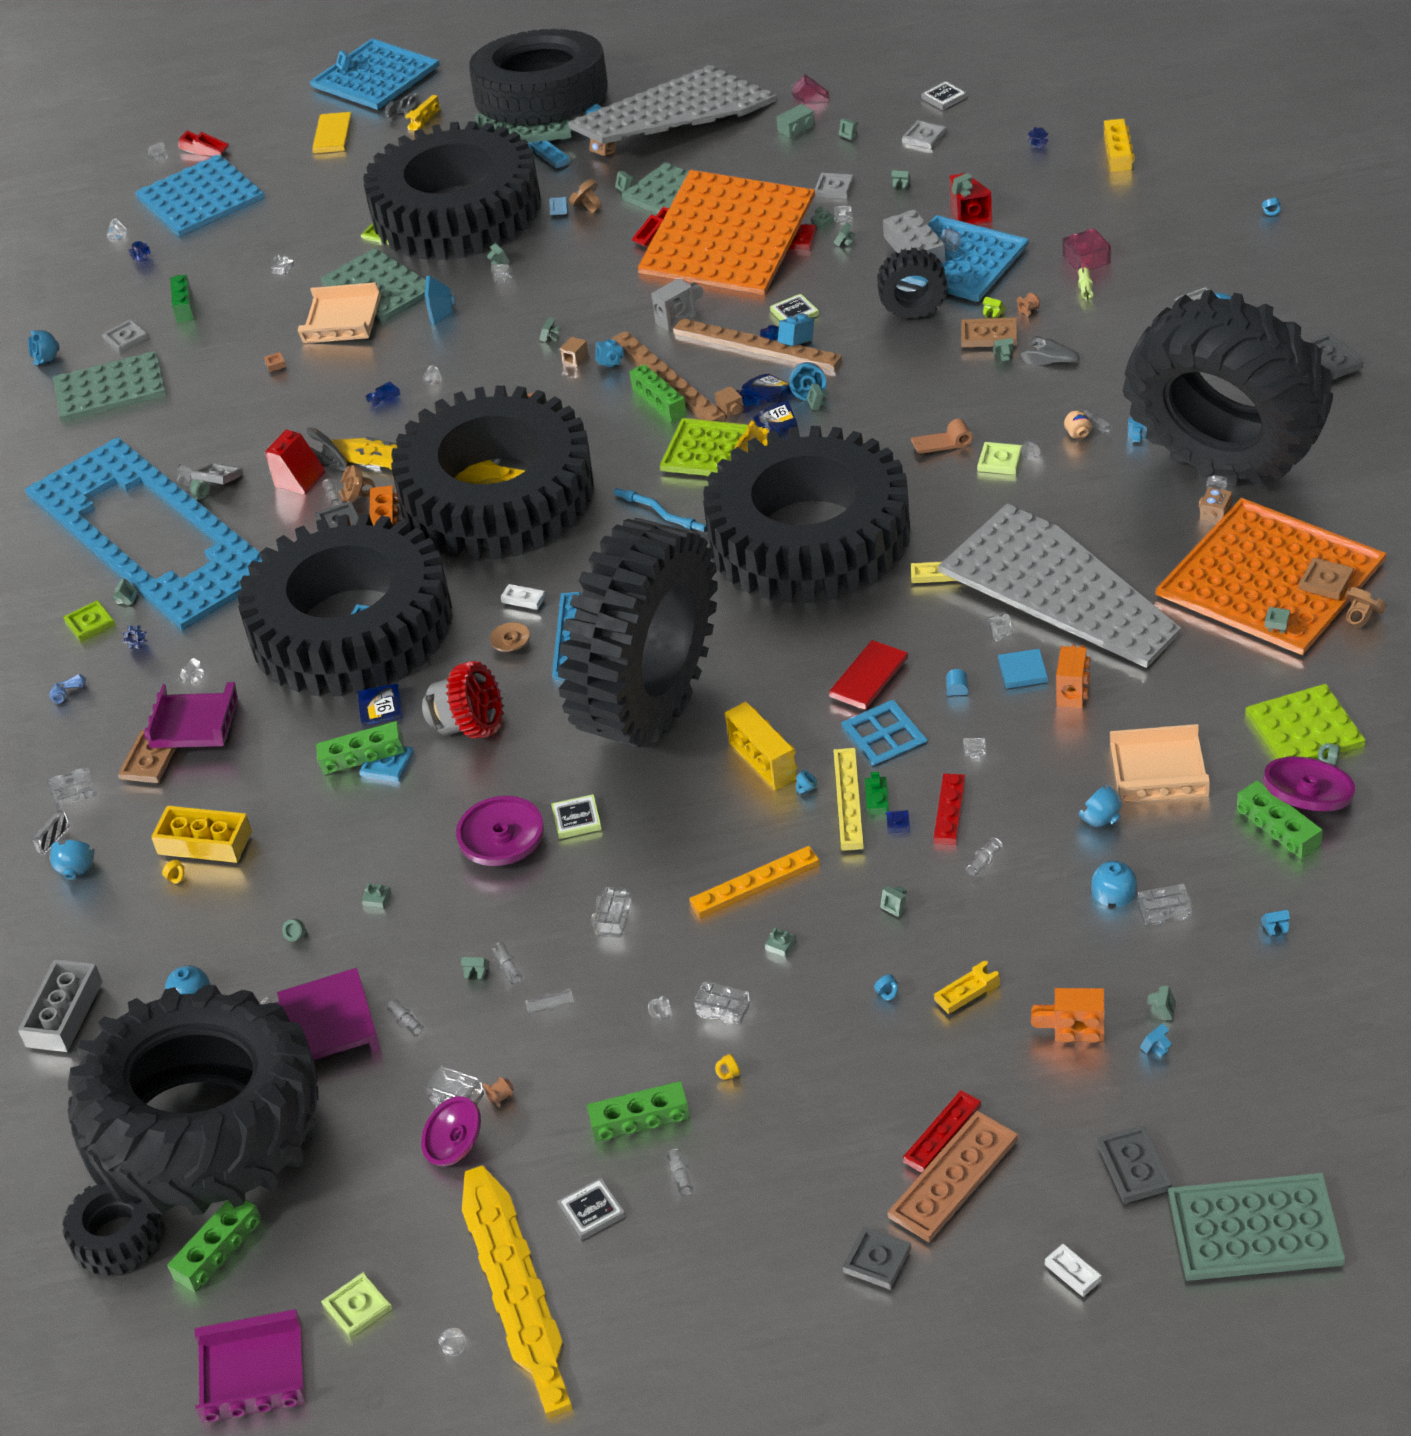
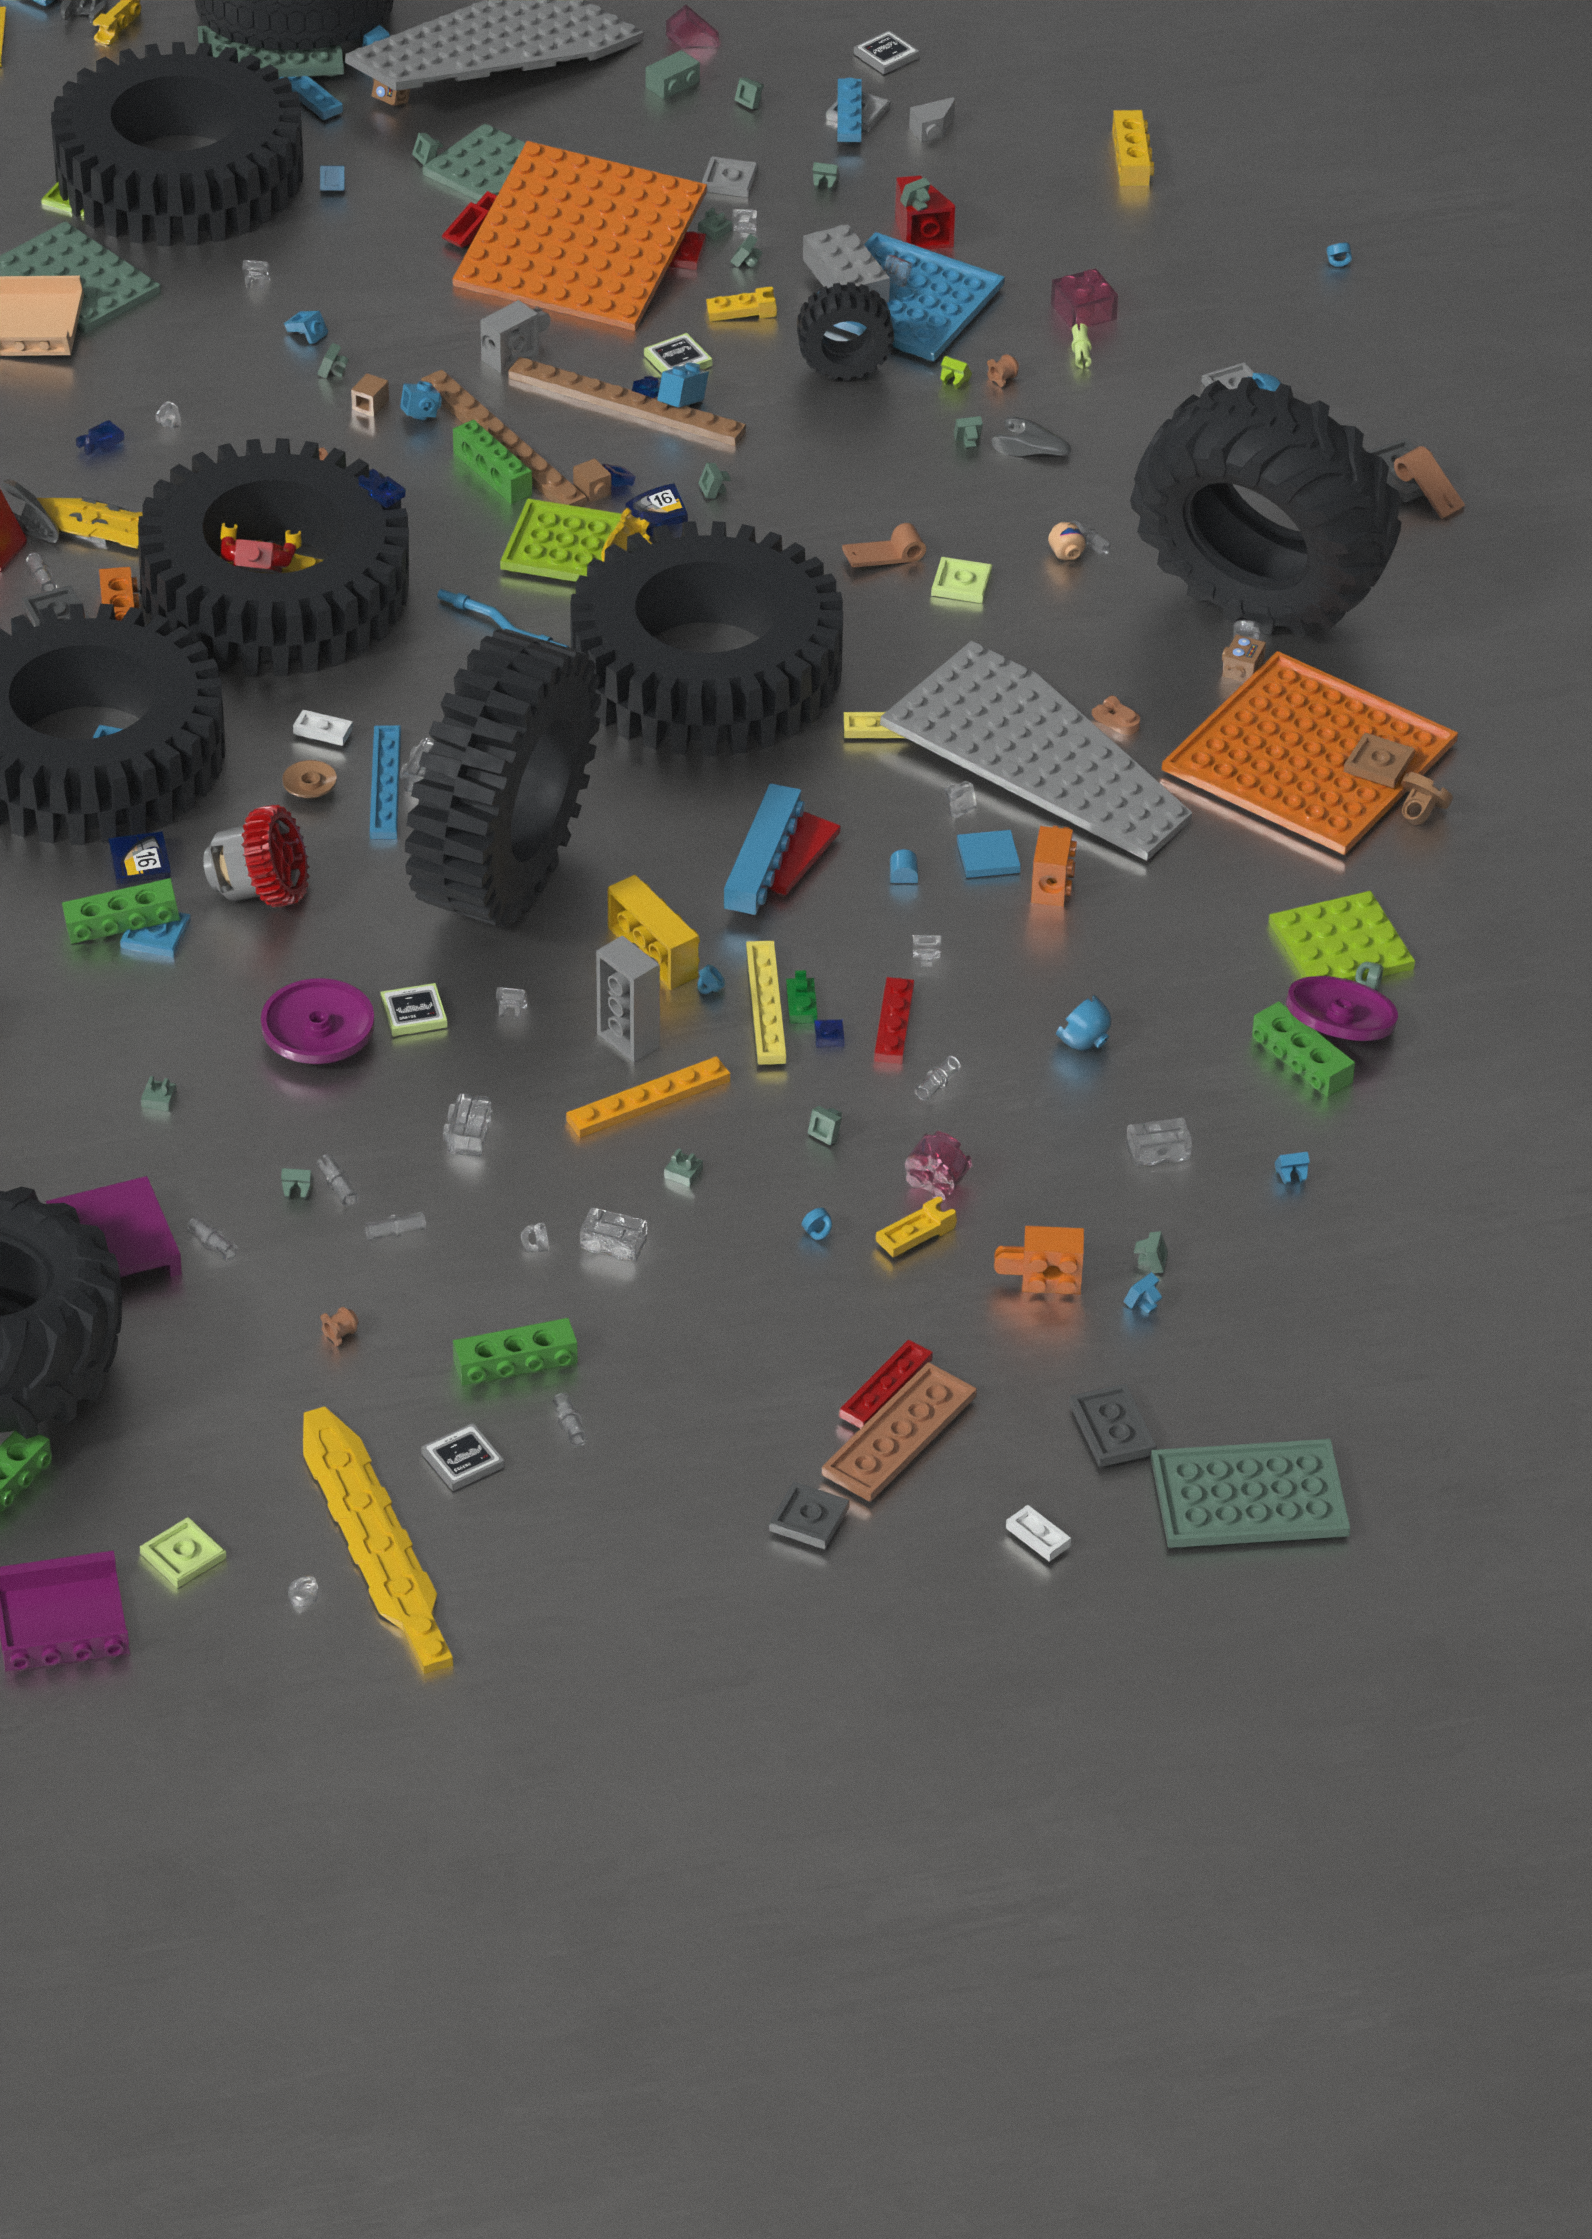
camera: 10 degrees left, 0 degrees up
(294, 930) = (56, 1130): sand green tile -> none
(353, 484) = (73, 559): medium nougat tile -> none
(438, 300) = (170, 307): dark azure slope -> none
(450, 1083) = (283, 1322): clear brick -> none
(451, 1131) = (285, 1365): magenta dish -> none
(477, 470) = (256, 554): none -> red torso
(498, 256) = (249, 247): sand green tile -> none
(535, 305) = (309, 323): none -> dark azure bracket
(568, 418) = (384, 490): none -> clear blue plate
(586, 196) = (374, 167): medium nougat tile -> none
(650, 804) = (511, 998): none -> clear tile
(731, 1066) = (626, 1304): yellow tile -> none
(737, 803) = (628, 998): none -> light grey brick
(767, 387) = (645, 463): clear blue slope -> none
(803, 376) = (695, 452): dark azure cylinder -> none
(842, 271) = (743, 305): none -> yellow plate
(847, 675) = (763, 849): none -> dark azure brick
(863, 742) = (835, 913): dark azure window -> none
(917, 134) = (849, 110): none -> dark azure plate
(976, 136) = (932, 119): none -> light grey slope
(983, 933) = (937, 1164): none -> clear pink brick
(986, 331) = (945, 404): medium nougat plate -> none
(1031, 449) = (1003, 570): clear tile -> none
(1037, 137) = (1019, 127): clear blue gear -> none
(1114, 883) = (1098, 1115): dark azure cylinder -> none
(1124, 558) = (1123, 719): none -> nougat plate
(1136, 430) = (1144, 554): dark azure tile -> none
(1158, 763) = (1158, 977): light nougat panel -> none
(1277, 619) = (1314, 807): sand green tile -> none
(1351, 361) = (1422, 467): none -> nougat door

